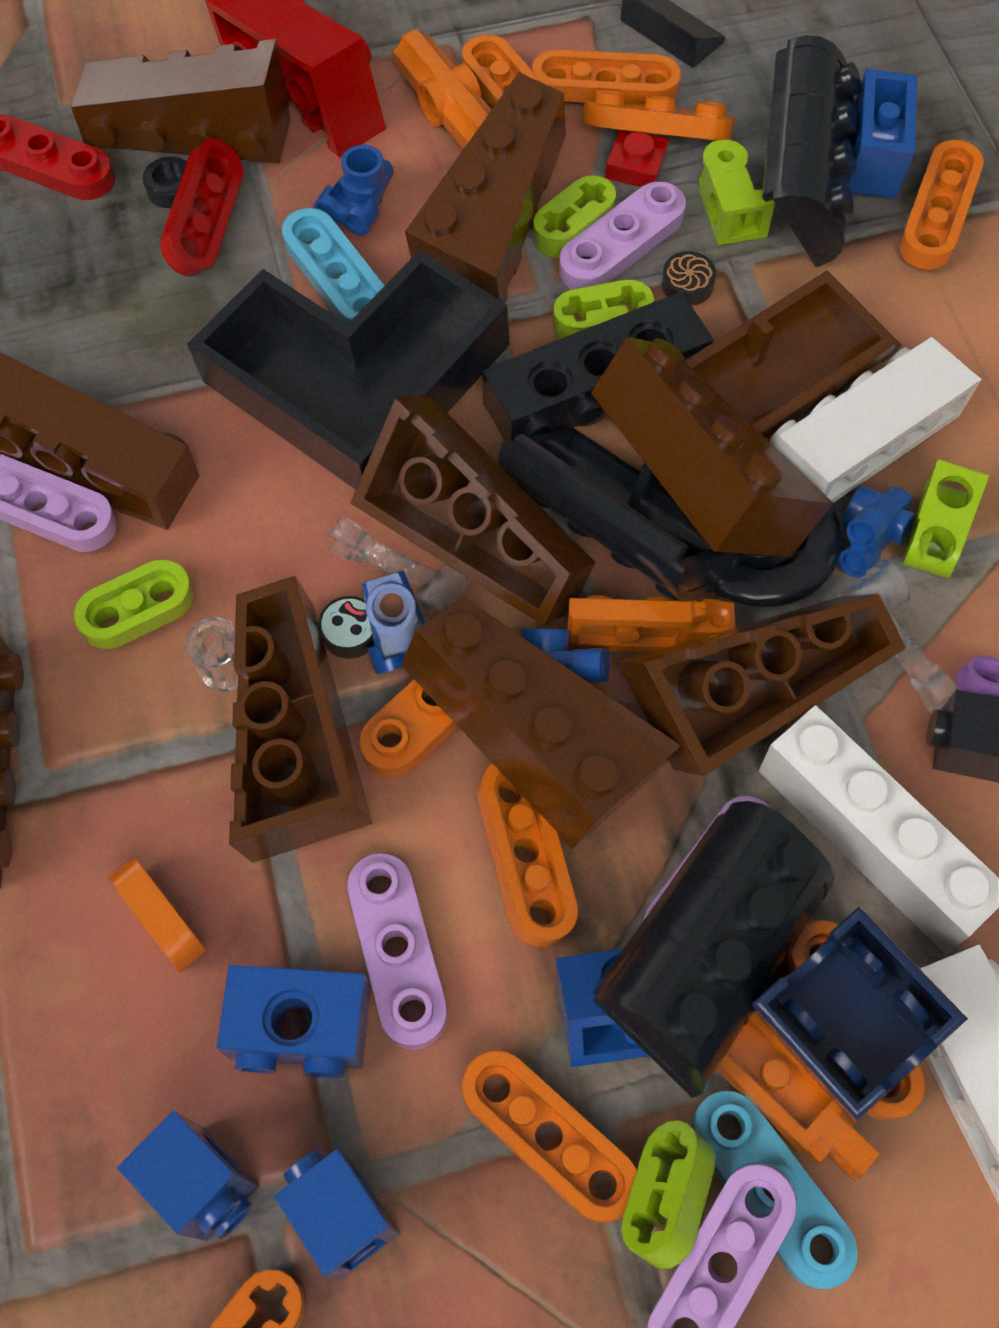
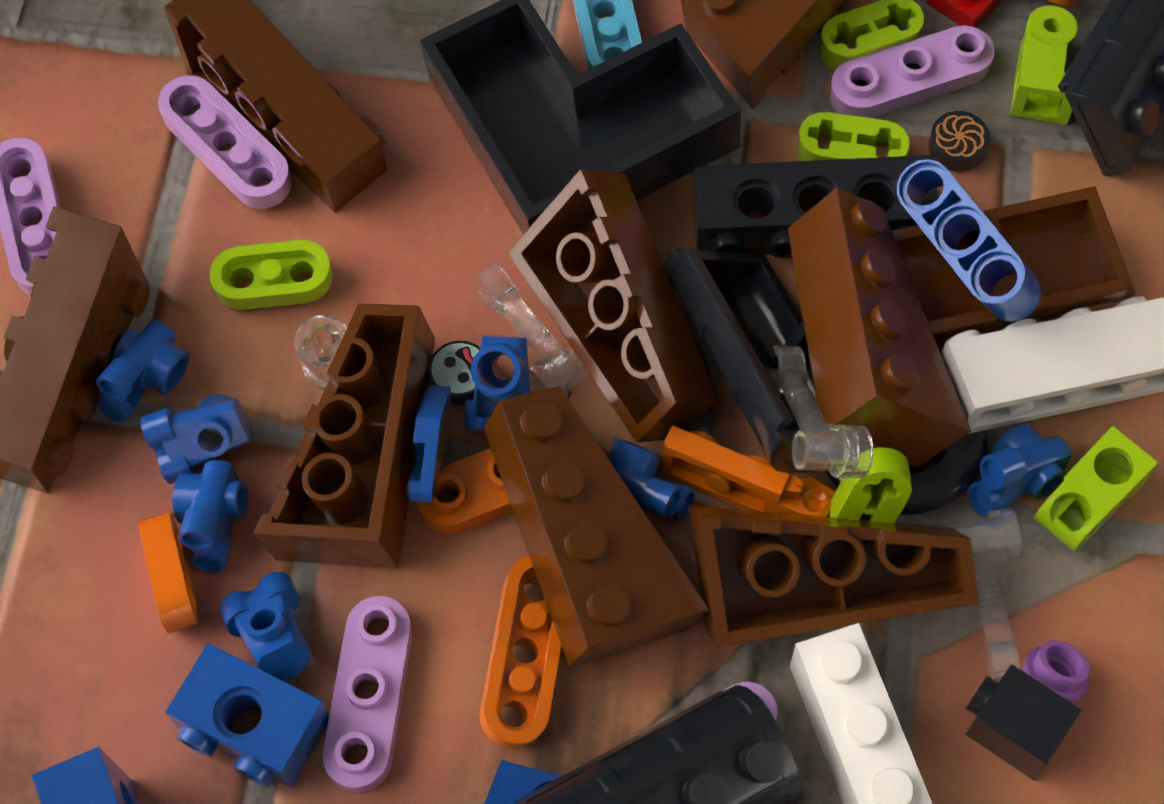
camera: 25 degrees right, 0 degrees up
(42, 730) = (140, 363): none -> blue plate
(116, 785) = (185, 443): none -> blue plate
(168, 838) = (206, 510): none -> blue plate
(275, 924) = (269, 625): none -> blue plate
(356, 698) = (430, 442): none -> blue tile
(736, 558) = (818, 446): none -> clear brick
(739, 322) = (986, 259): none -> blue beam
(770, 584) = (885, 500): none -> lime beam

